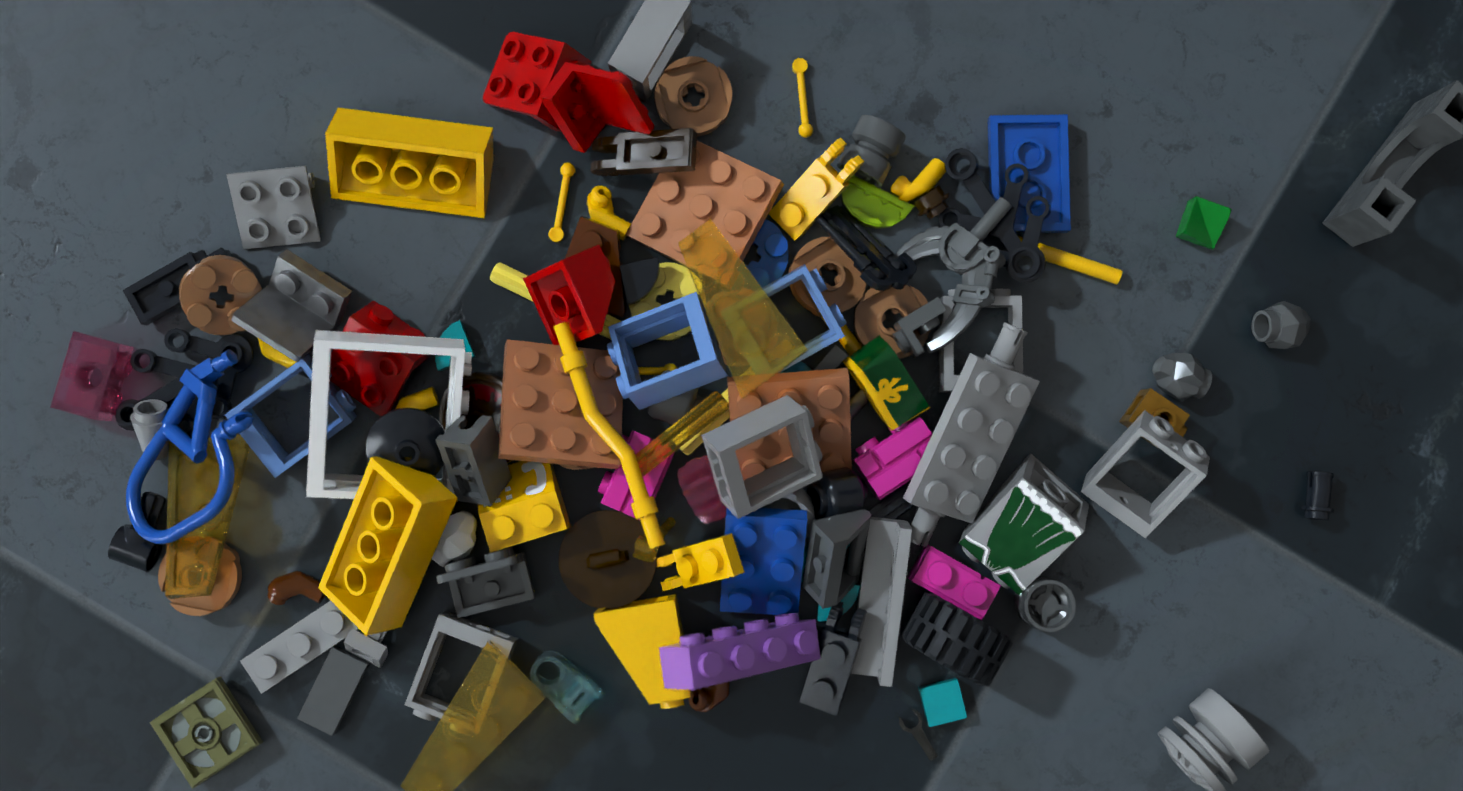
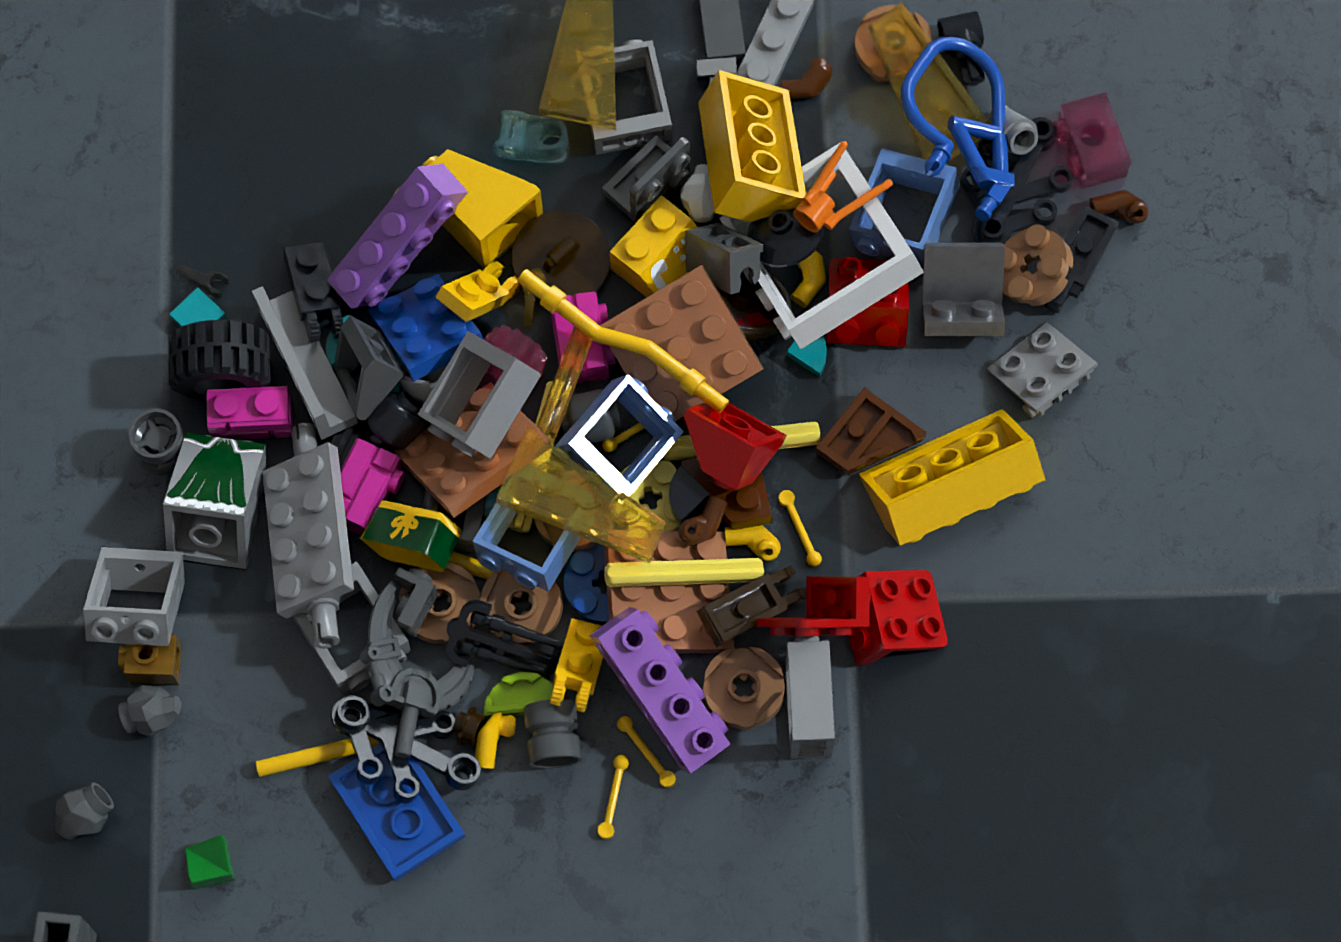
camera: 155 degrees right, 15 degrees down
(108, 307) = (1122, 204): none -> reddish brown arm
(367, 440) = (817, 205): none -> orange plant
(455, 242) = (867, 434): none -> reddish brown wing
(642, 240) = (705, 525): none -> reddish brown arm
(683, 208) = (683, 572): none -> light yellow axle
(766, 123) = (660, 688): none -> medium lavender brick
(872, 57) = (606, 828): none -> yellow hinge

